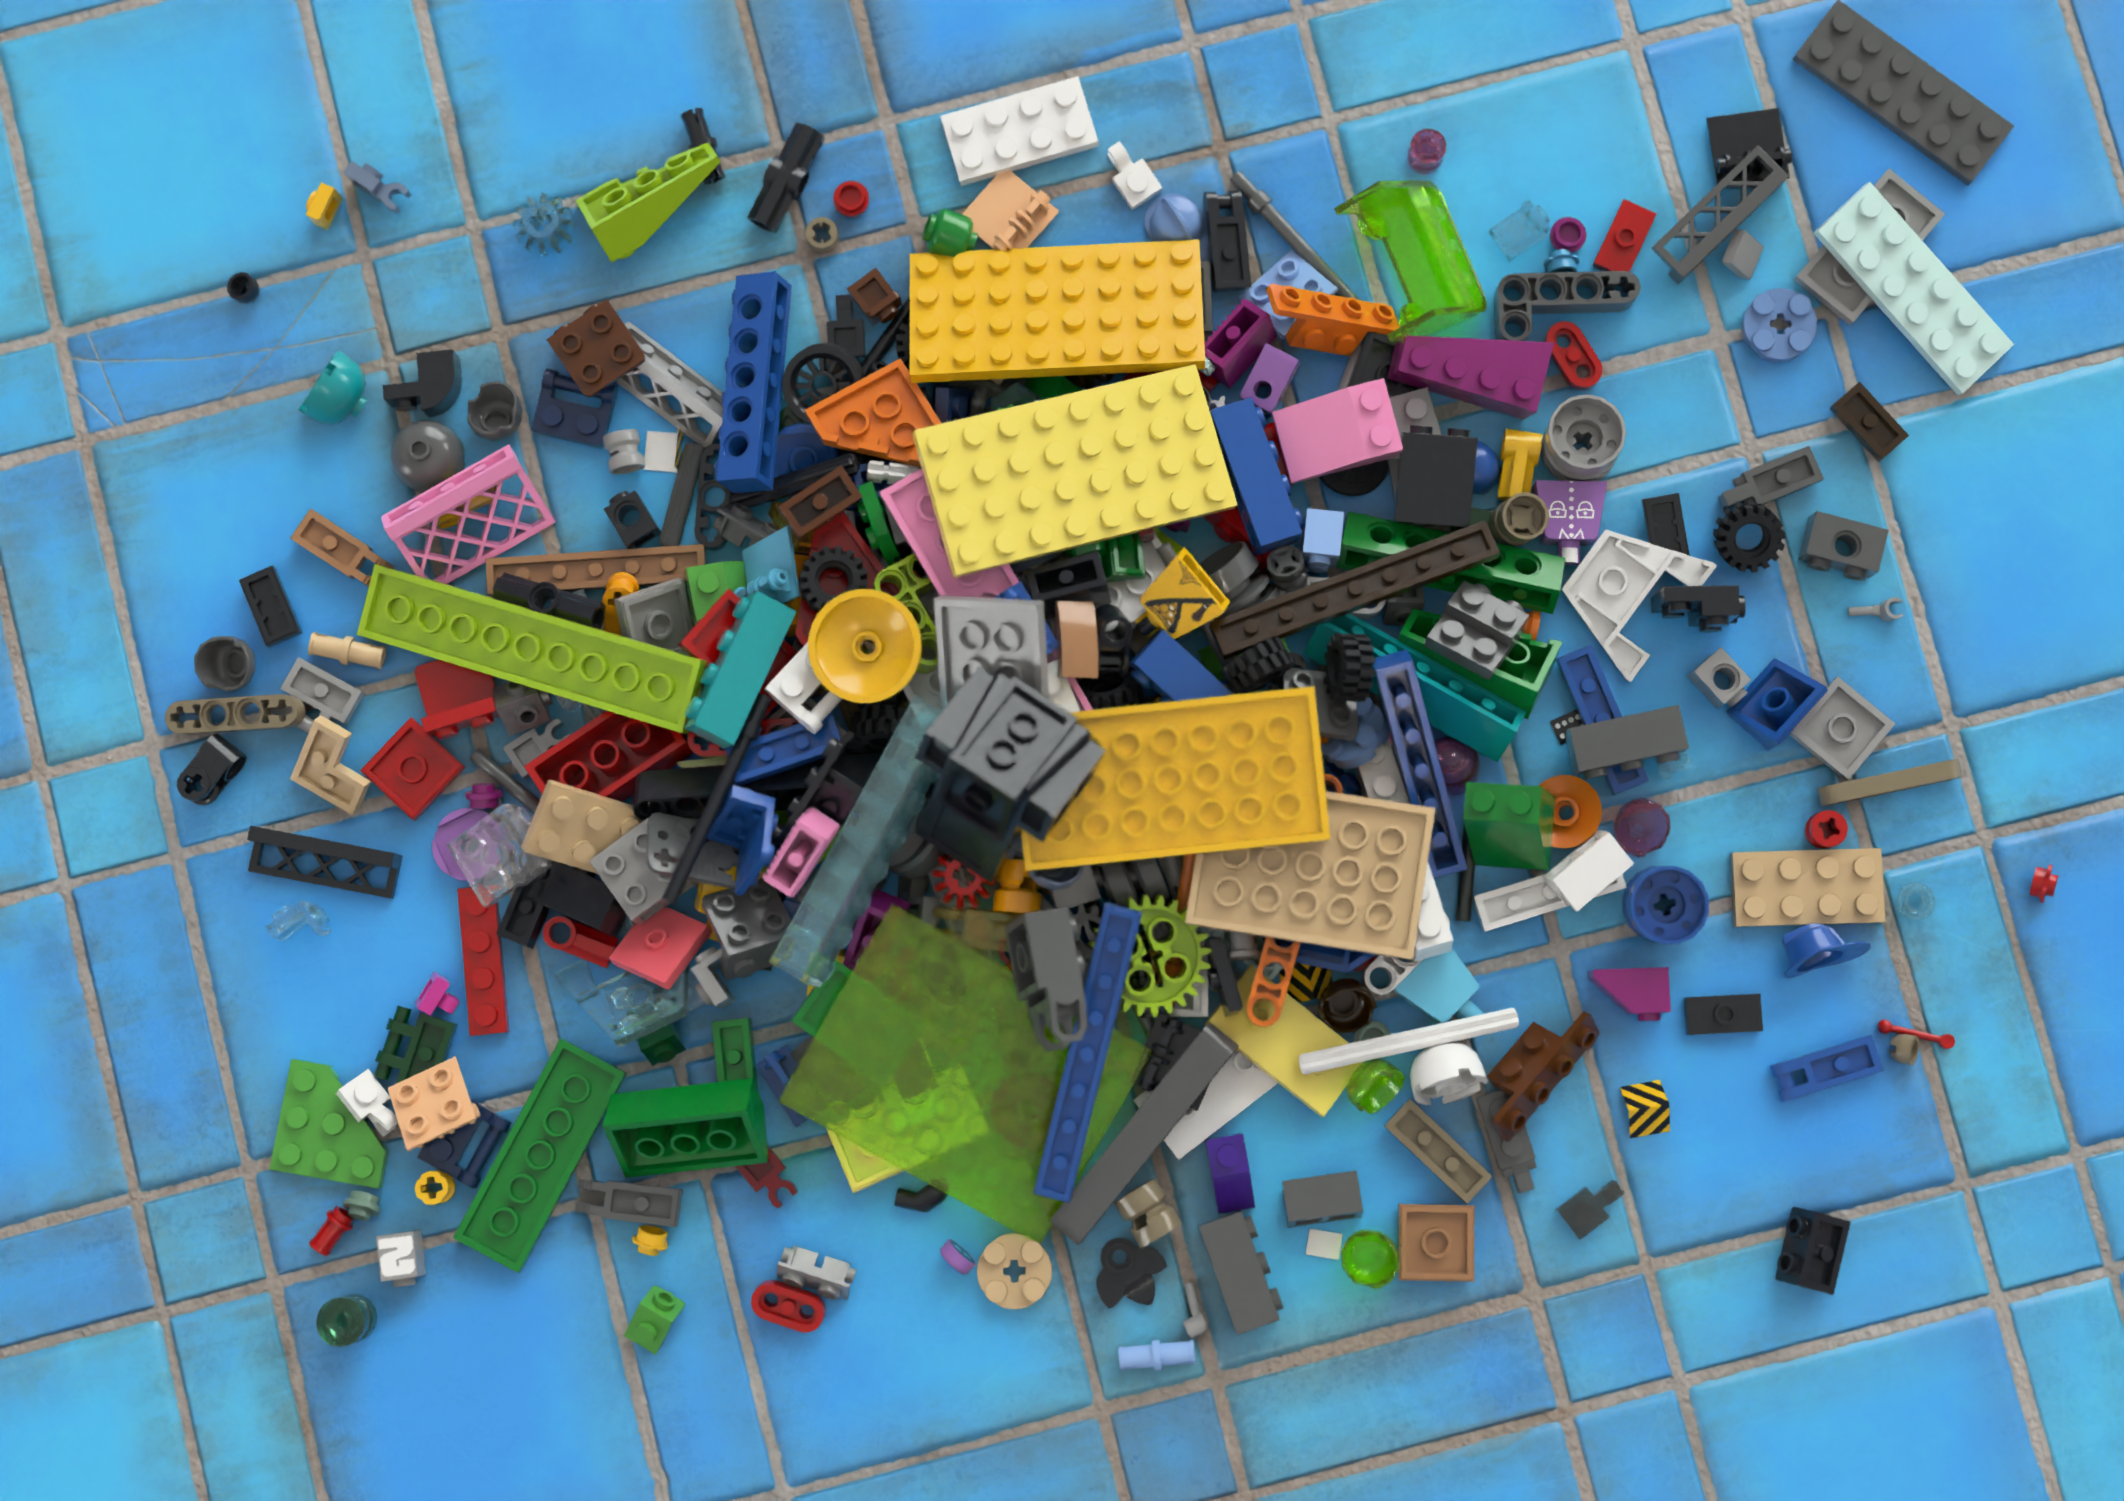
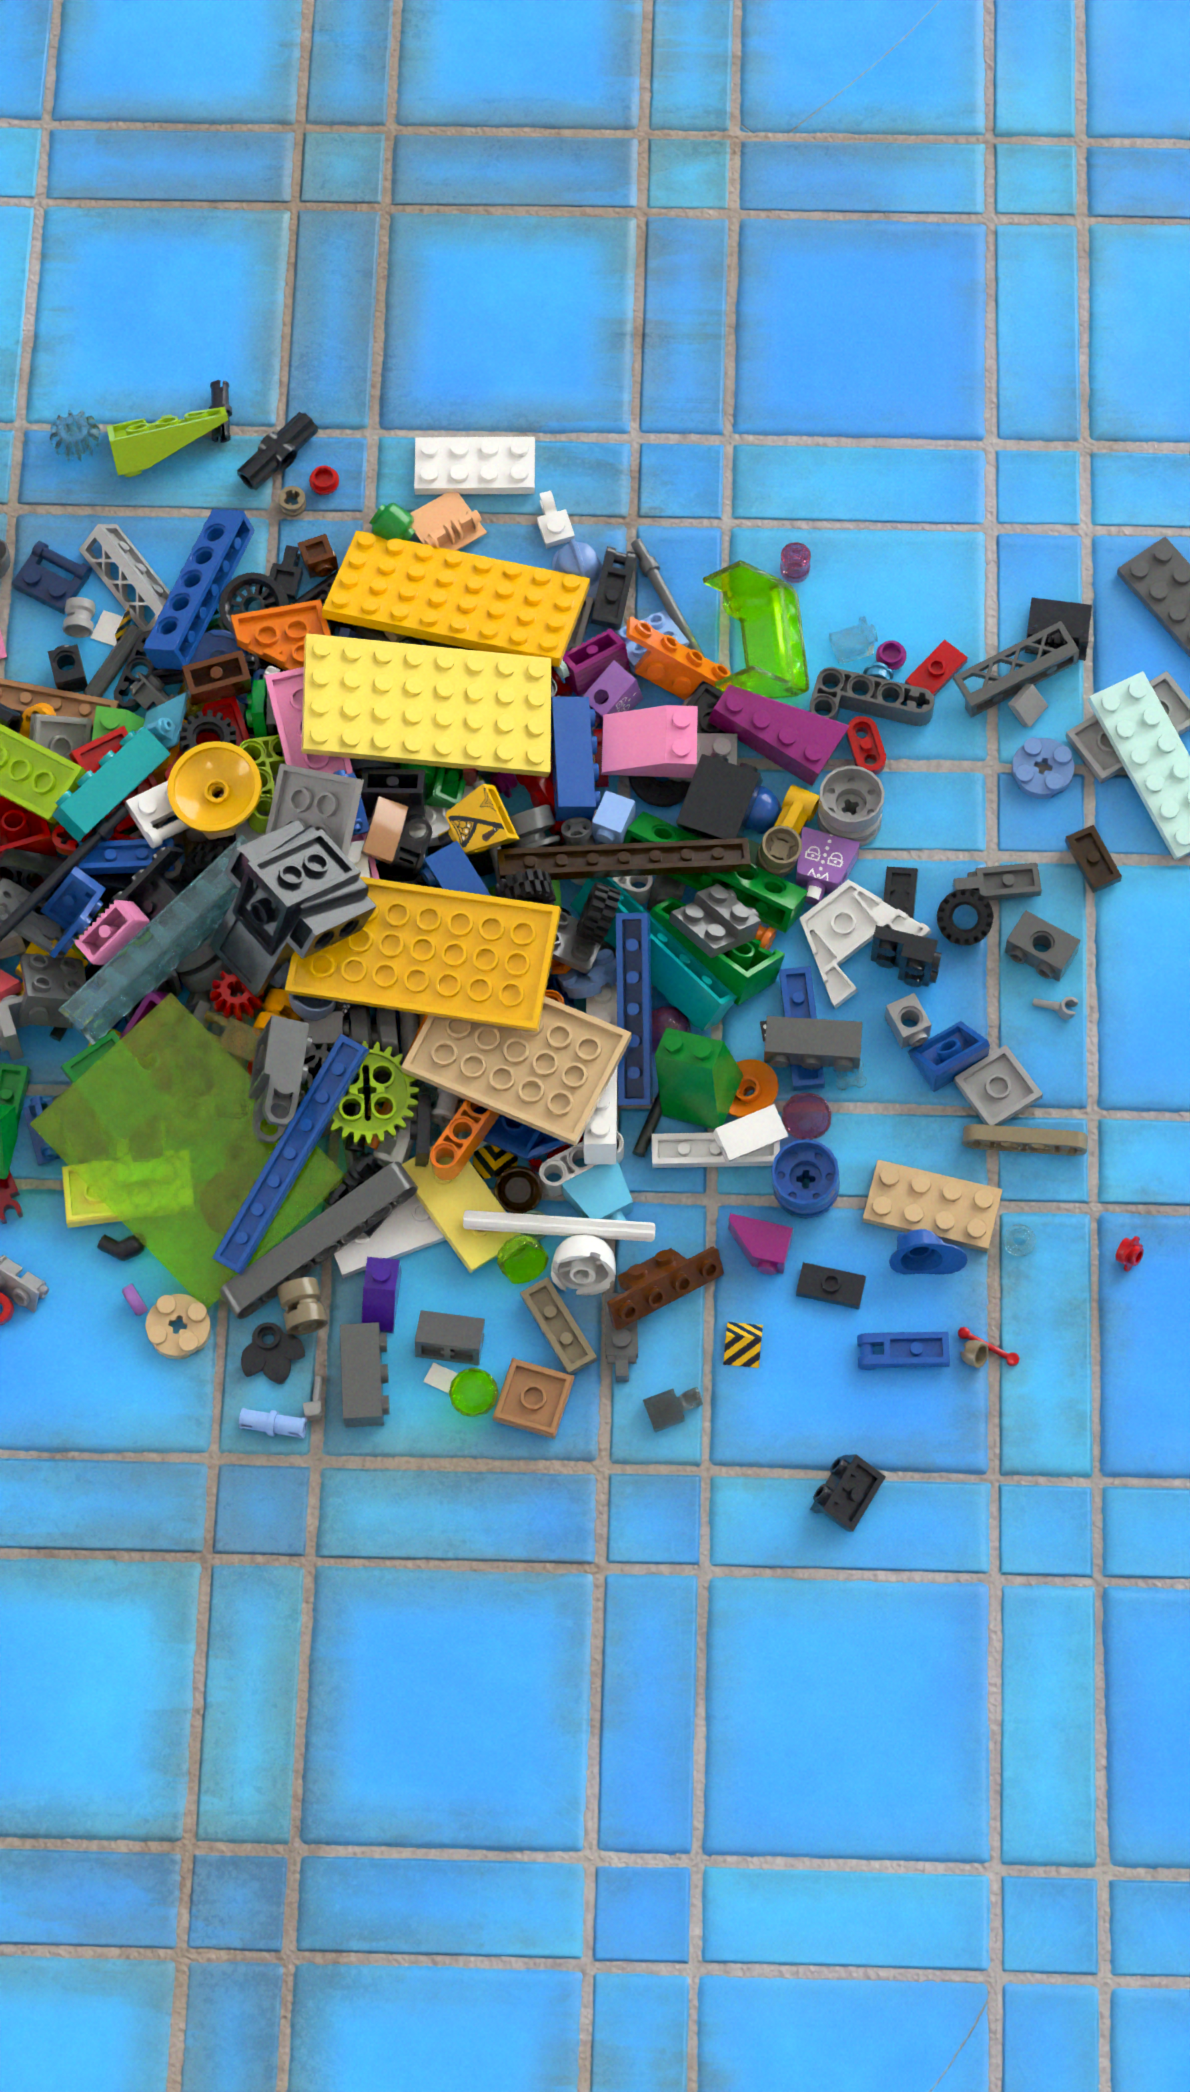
camera: 10 degrees right, 15 degrees down
(596, 348) = (83, 532): reddish brown bracket -> none
(1819, 832) = (959, 1168): red wheel -> none

